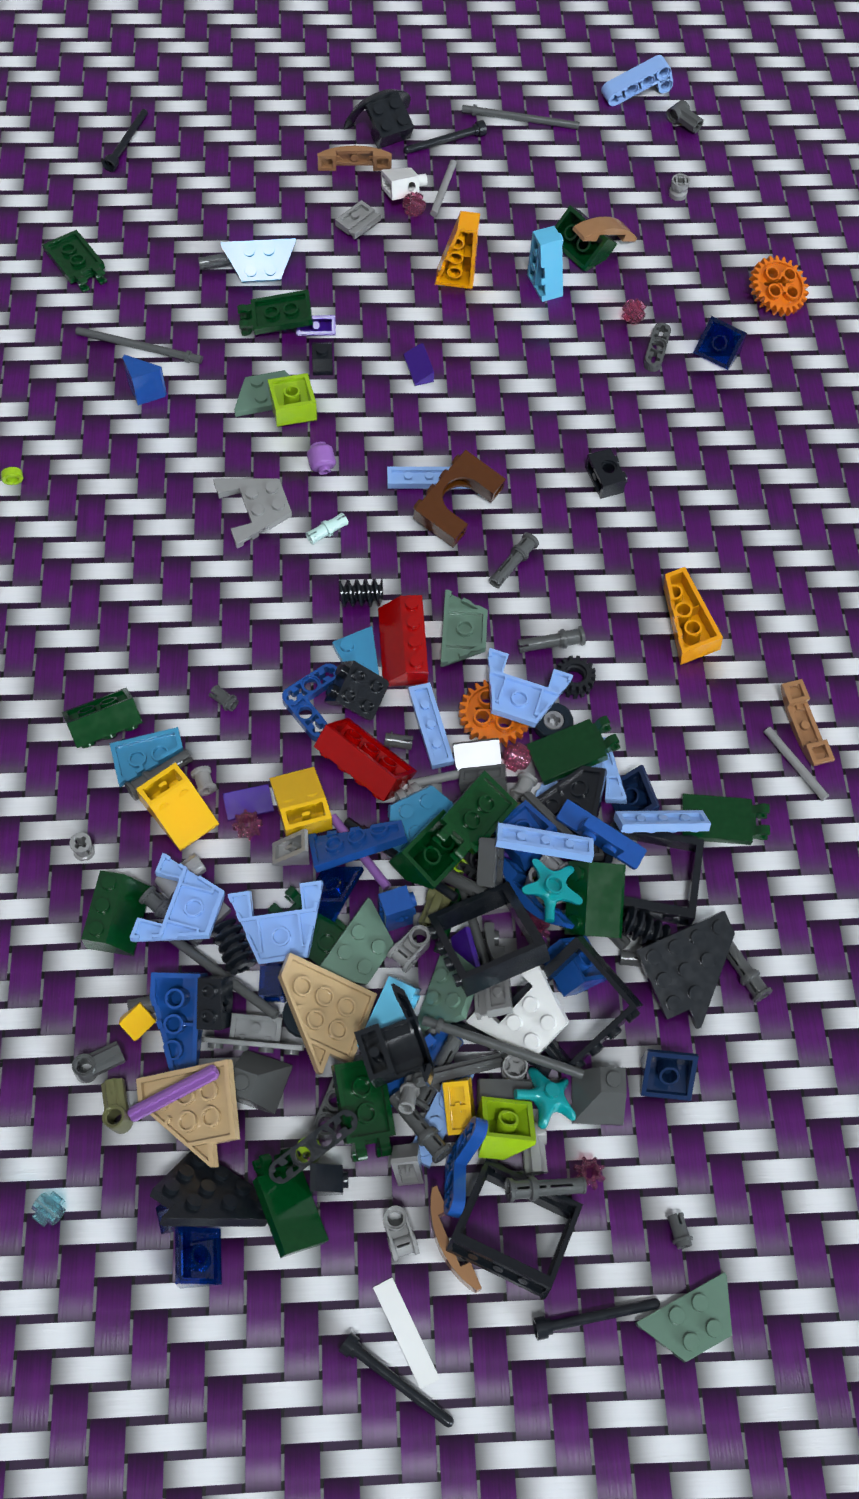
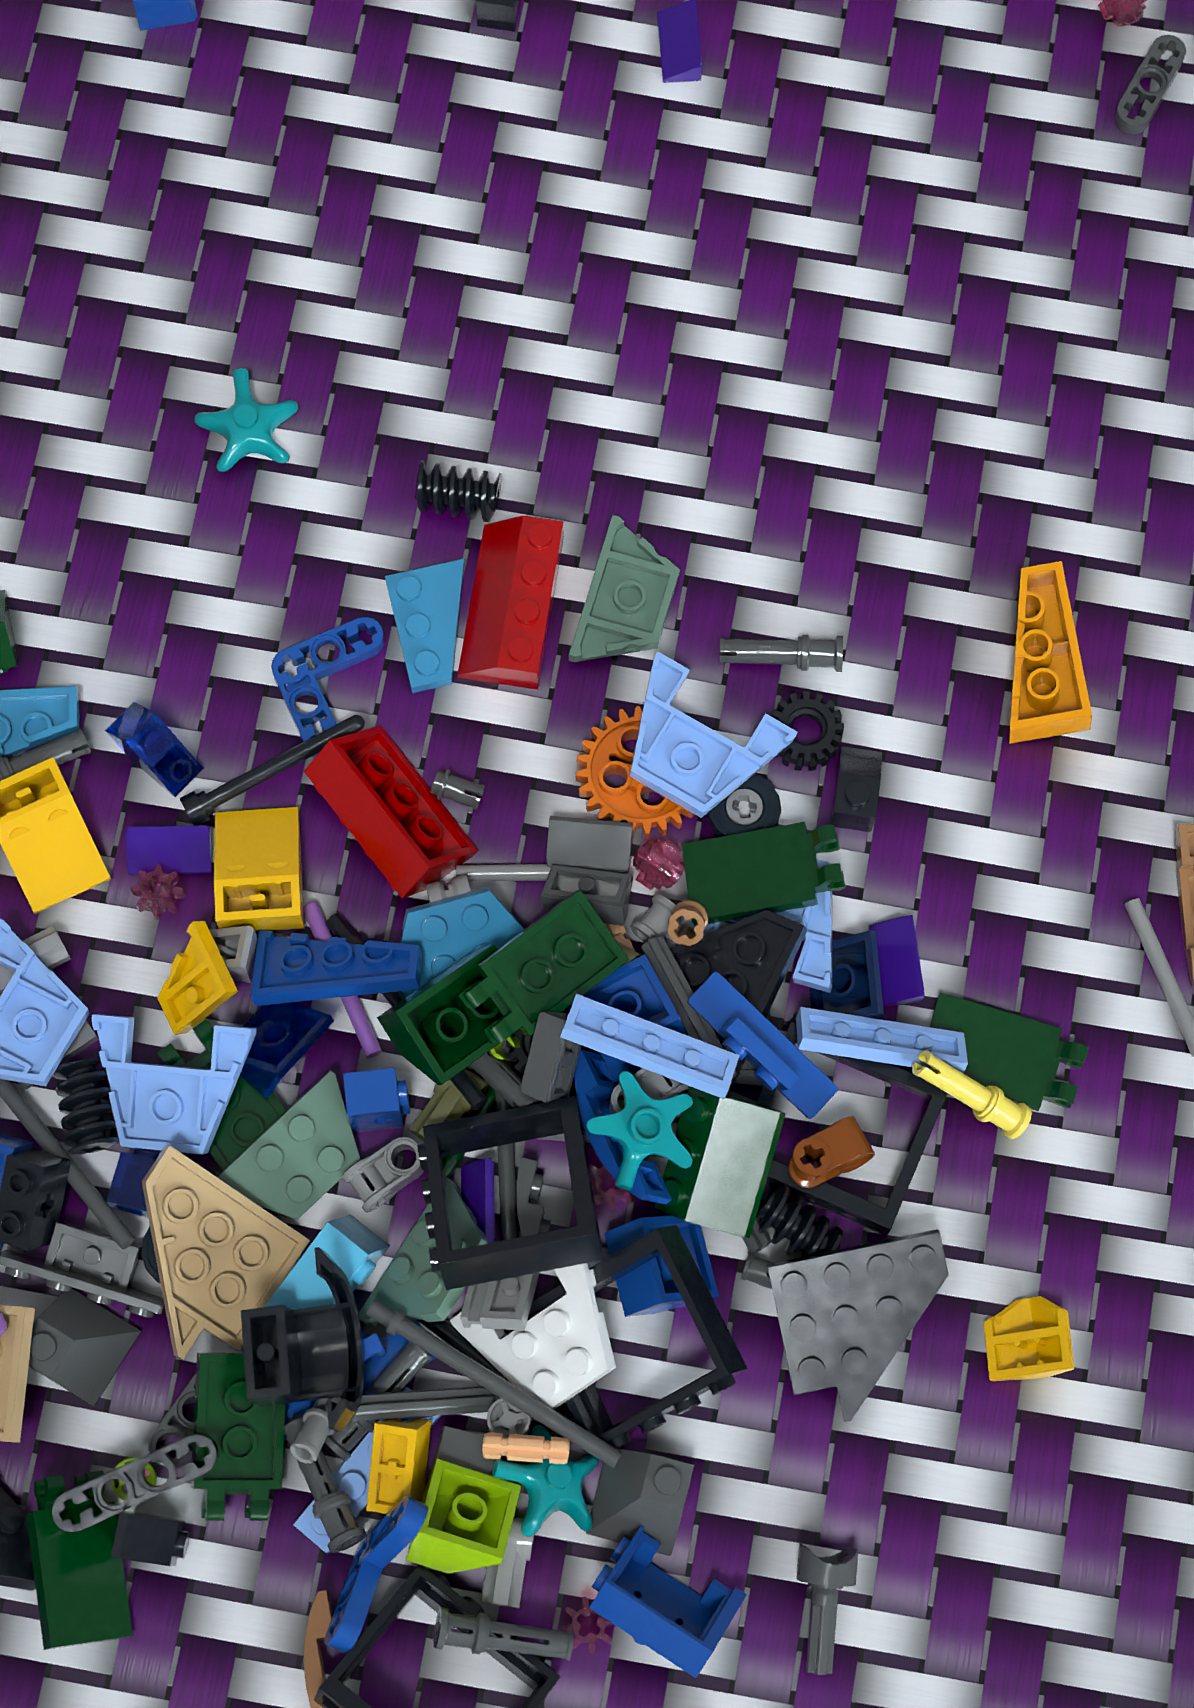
camera: 15 degrees right, 10 degrees up
(203, 780) = (100, 794): light grey bush -> none
(228, 701) = (175, 653): dark grey pin -> none
(228, 750) = (154, 748): none -> clear blue slope
(240, 581) = (247, 424): none -> teal animal
(255, 394) = (386, 49): sand green wing -> none
(260, 775) = (202, 804): none -> black piece
(263, 501) = (325, 273): light grey wing -> none
(281, 866) = (196, 982): none -> yellow wing
(292, 399) = (421, 76): lime slope -> none
(321, 458) = (449, 205): medium lavender head -> none
(326, 528) = (428, 349): light aqua pin -> none
(357, 689) = (405, 679): black bracket -> none
(400, 1235) = (249, 1655): light grey piece -> none
(407, 1164) = (287, 1541): light grey slope -> none
(414, 477) = (640, 281): light blue plate -> none
(431, 726) = (522, 772): light blue plate -> none
(464, 472) = (703, 288): reddish brown arch -> none
(518, 553) = (768, 468): dark grey pin -> none
(530, 1078) = (526, 1448): none -> light nougat axle
(550, 780) = (688, 909): none -> medium nougat bush
(606, 473) = (971, 357): black brick -> none
(610, 700) = (856, 789): none -> black slope
(628, 1155) = (660, 1608): none -> blue piece
(652, 884) = (836, 1150): none -> dark orange piece
(660, 782) = (899, 961): none -> dark purple slope
(668, 1074) = (768, 1491): dark blue slope -> none
(714, 1115) = (826, 1576): none -> dark grey piece
(725, 842) = (986, 1102): none -> light yellow pin
(749, 976) = (960, 1348): dark grey pin -> none
(784, 963) = (1028, 1341): none -> yellow slope

